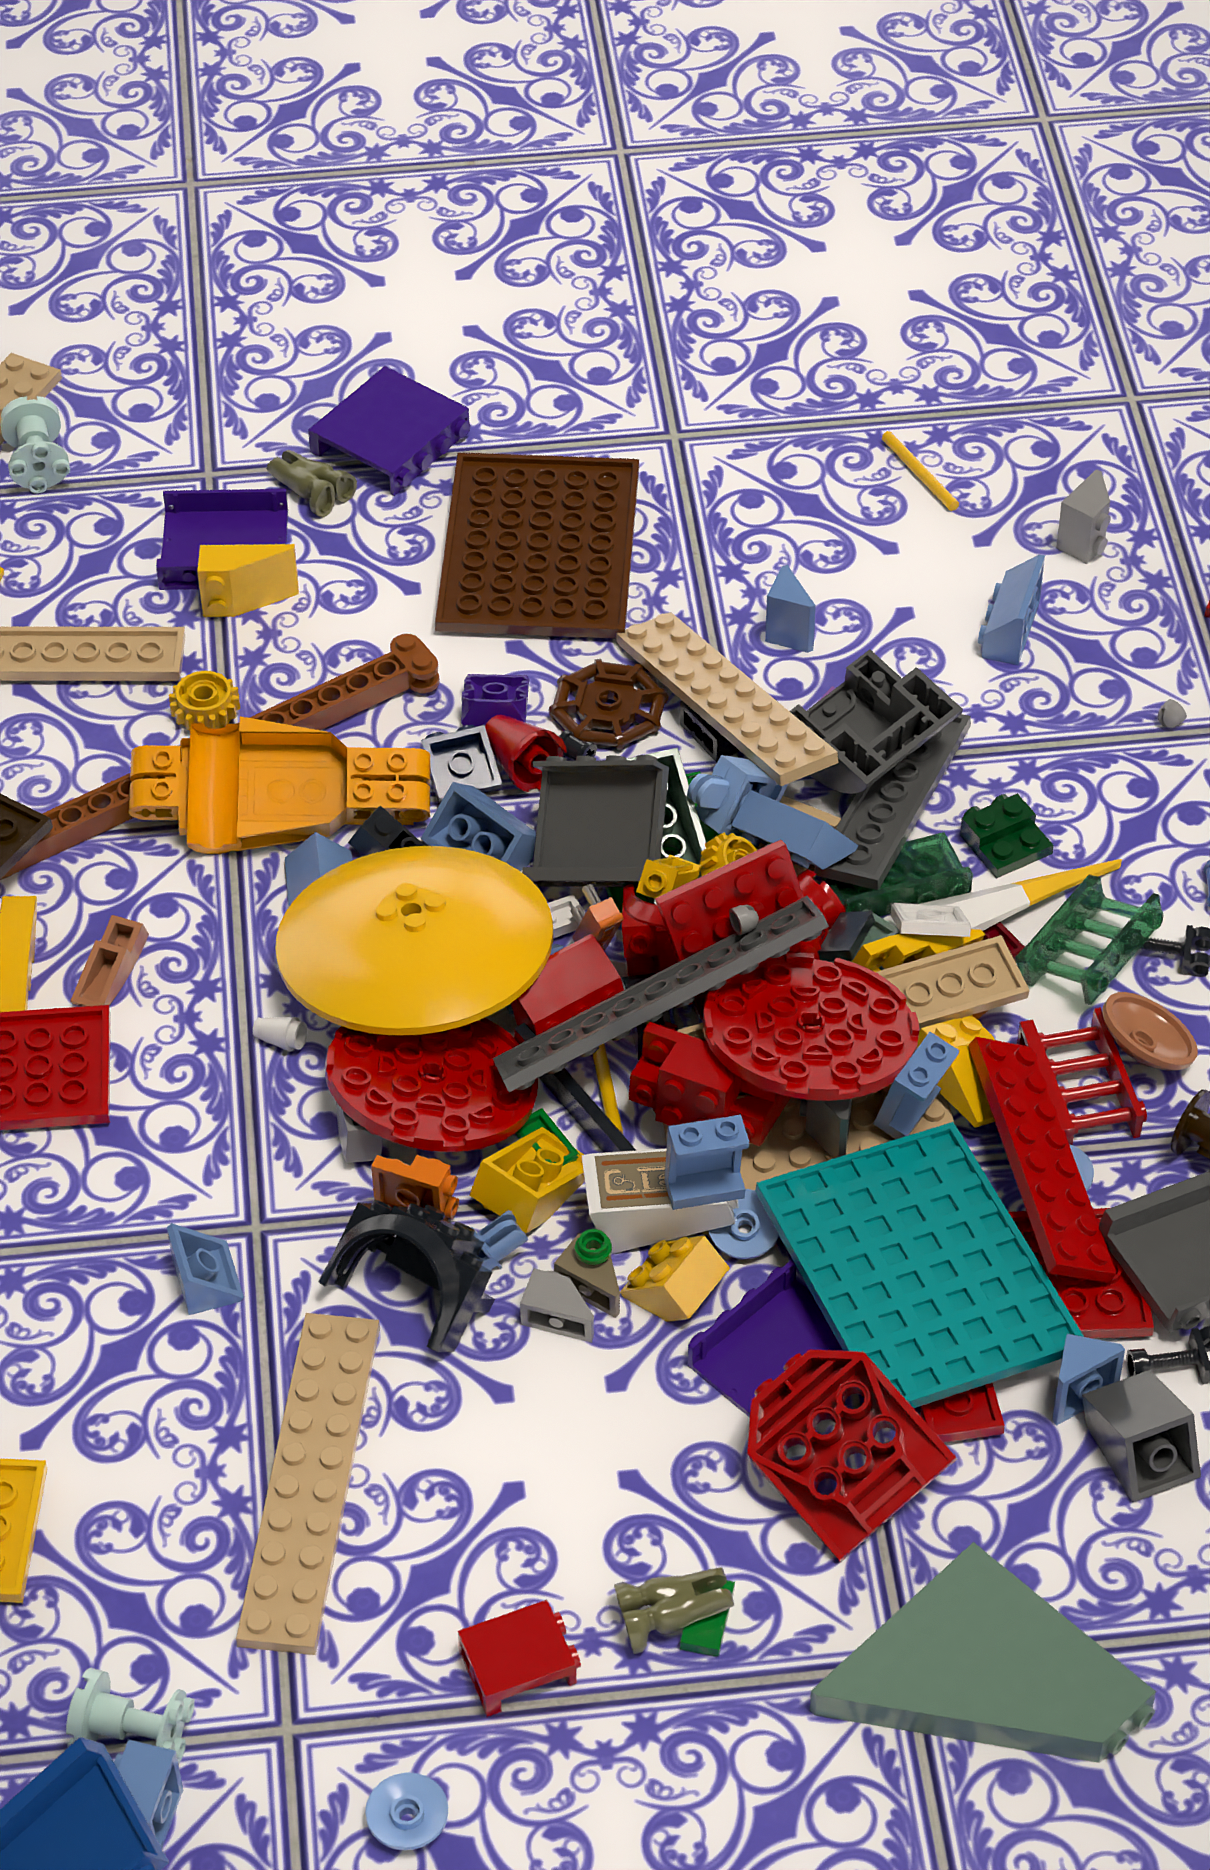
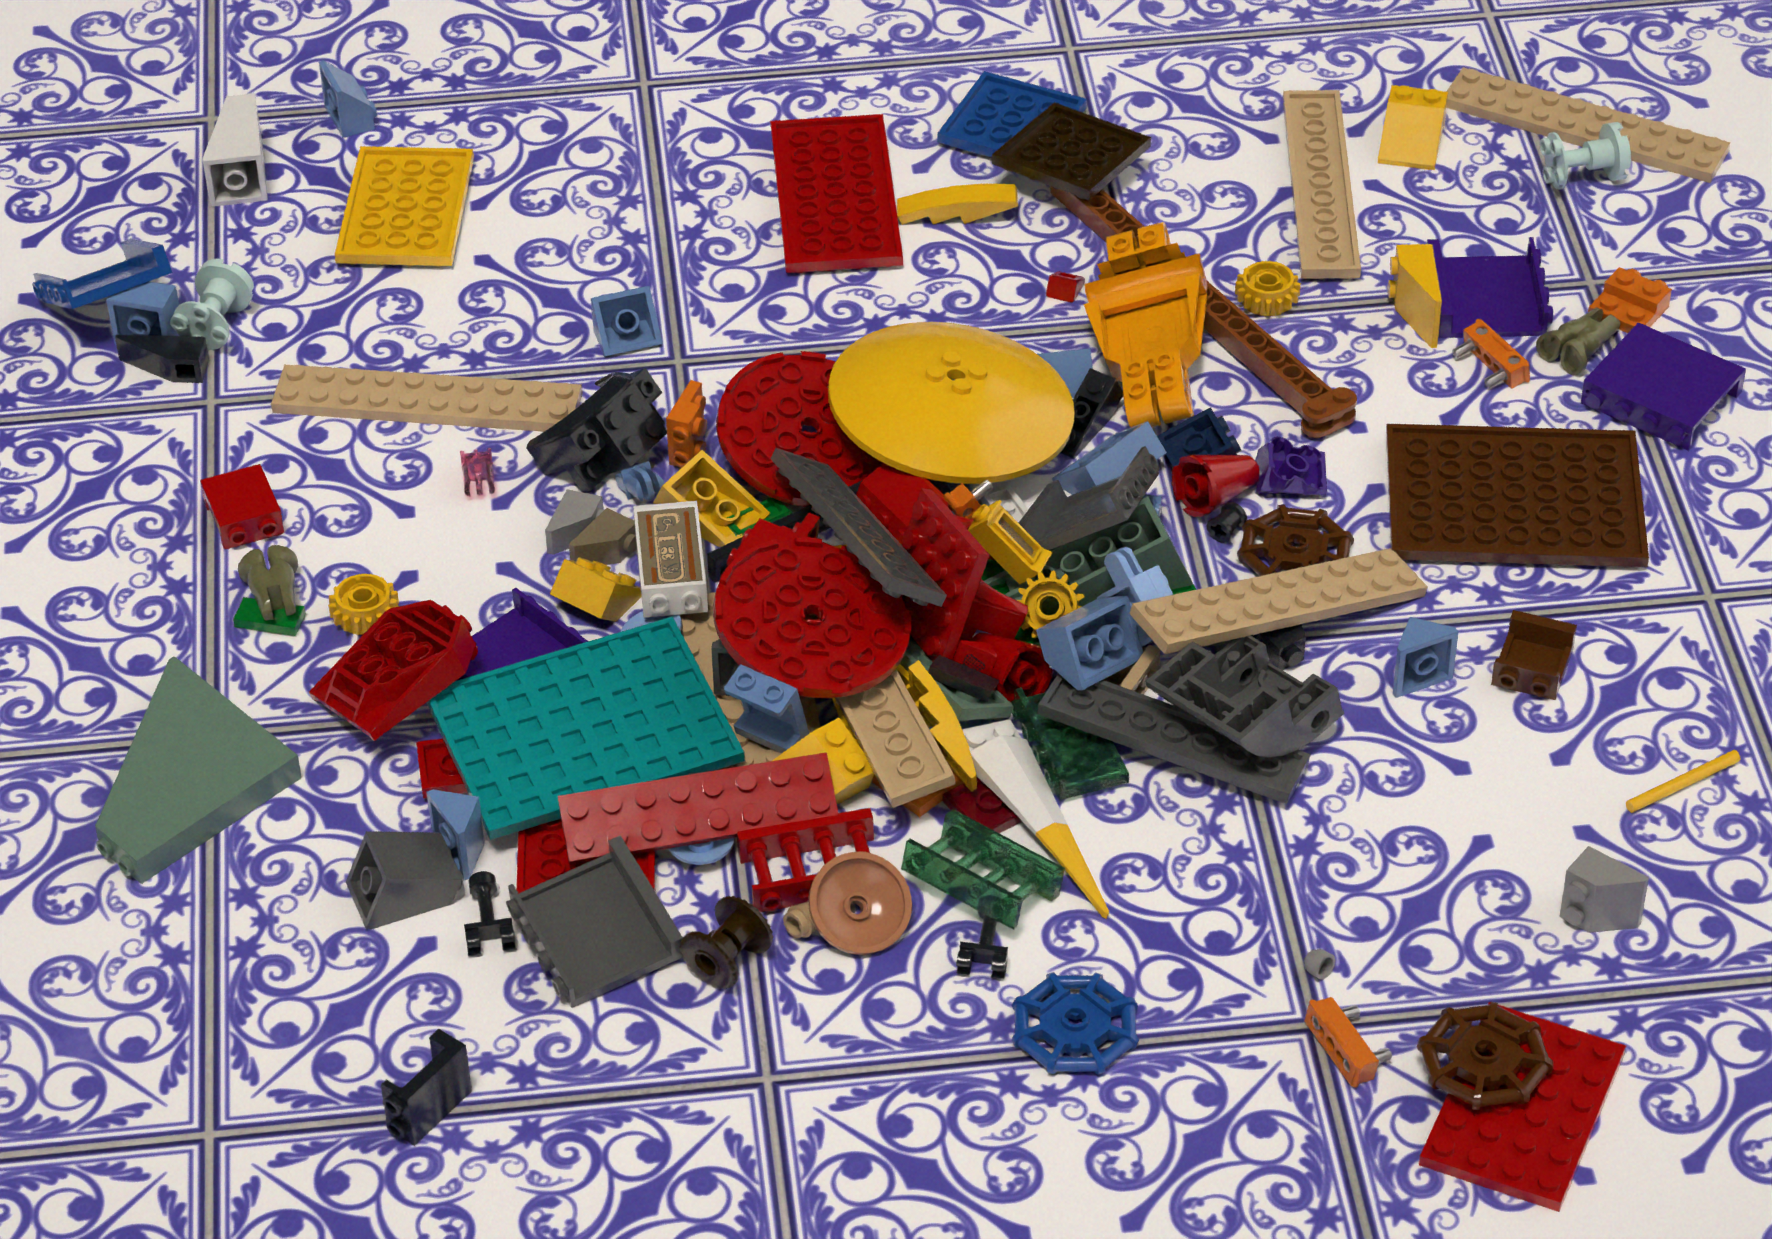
camera: 90 degrees right, 5 degrees down
(110, 962) = (953, 257): nougat slope -> none
(166, 871) = (1064, 286): none -> red slope
(214, 1775) = (169, 357): none -> black slope
(252, 442) = (1633, 299): none -> orange plate
(331, 540) = (1495, 354): none -> orange piece
(401, 1796) = (121, 453): light blue dish -> none
(461, 1408) = (477, 467): none -> clear pink arm
(593, 1239) = (613, 522): green plate -> none
(693, 1527) = (361, 601): none -> yellow gear
(705, 1162) = (657, 550): medium blue panel -> none
(743, 919) = (914, 556): light grey hinge -> none
(764, 549) = (1534, 655): none -> reddish brown panel
(930, 919) = (972, 726): white tile -> none
(1005, 835) = (1135, 824): dark green plate -> none
(1013, 612) = (1447, 838): medium blue slope -> none
(1155, 1083) = (798, 921): none -> tan cone

